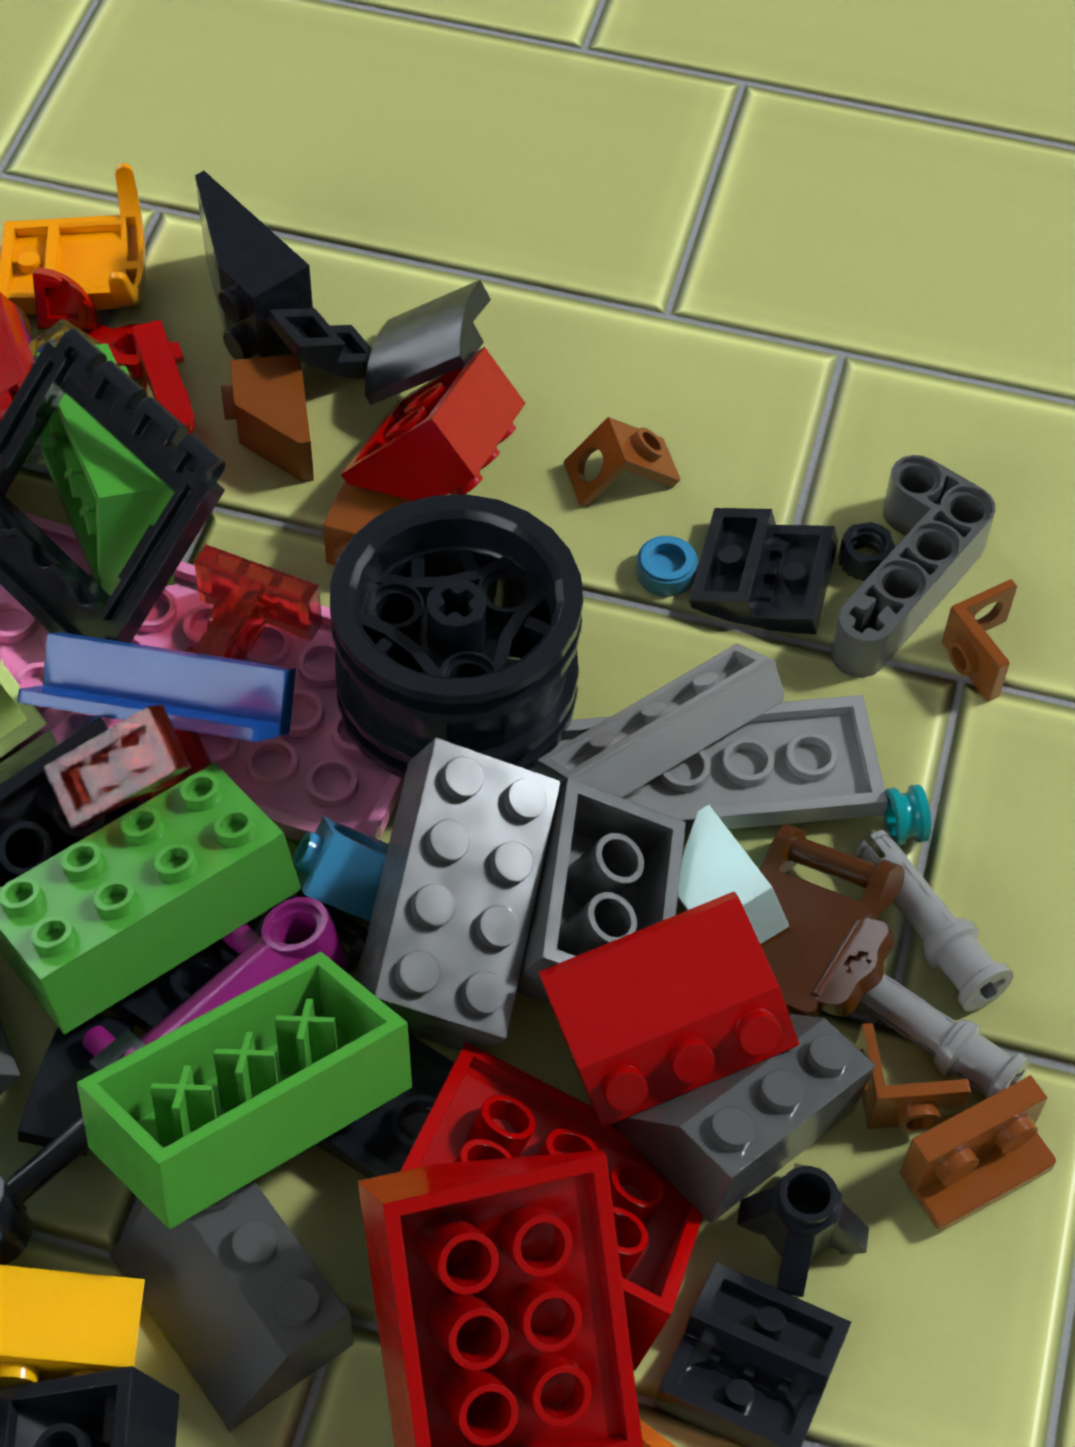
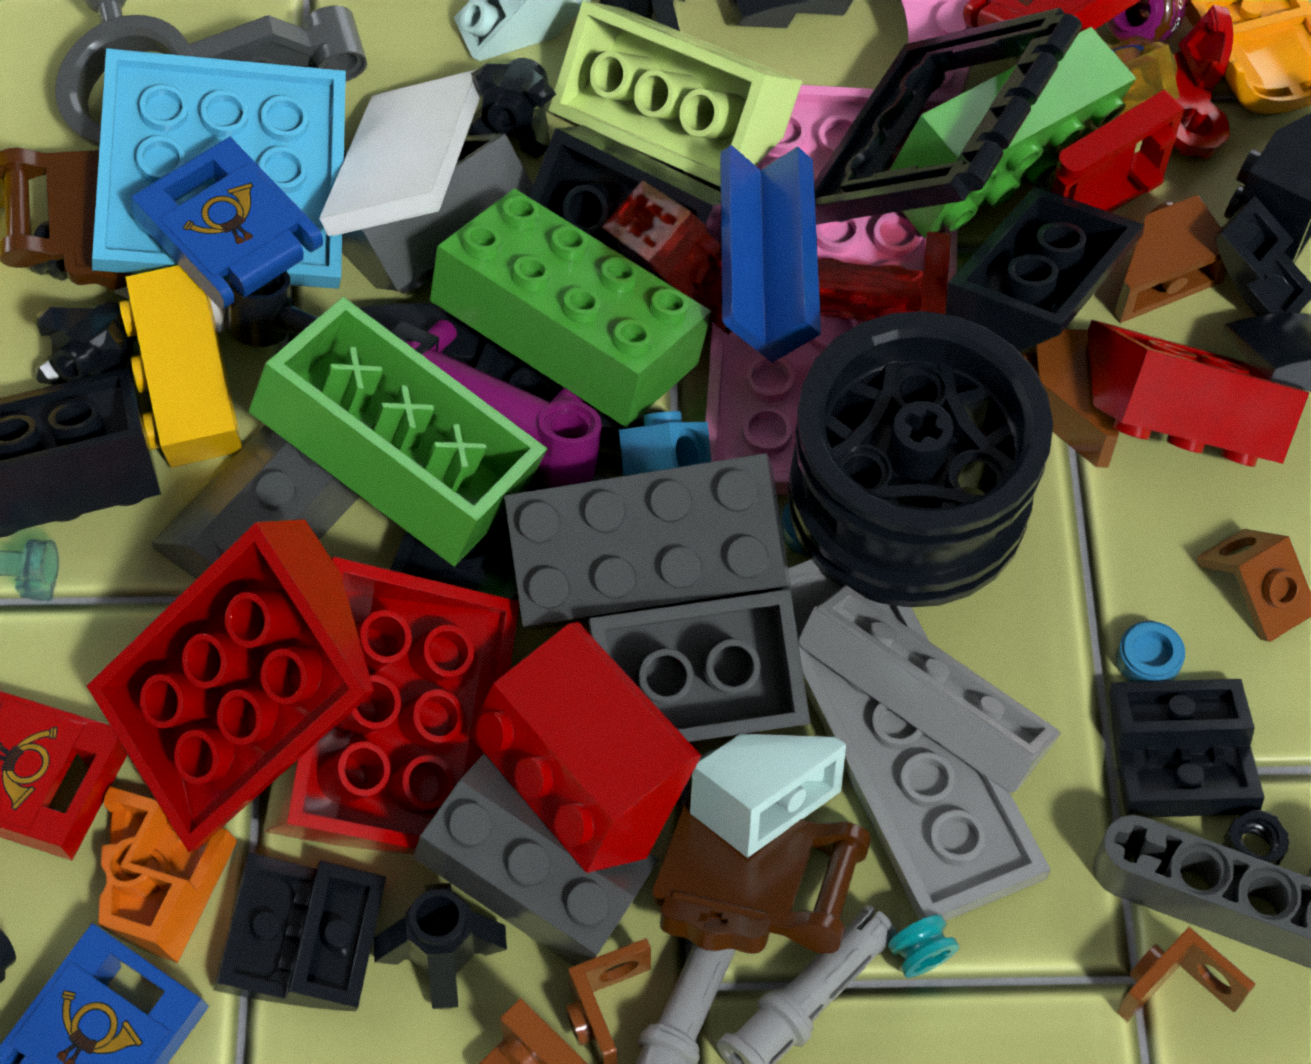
camera: 75 degrees right, 5 degrees up
(284, 495) = (1040, 267): none -> black slope

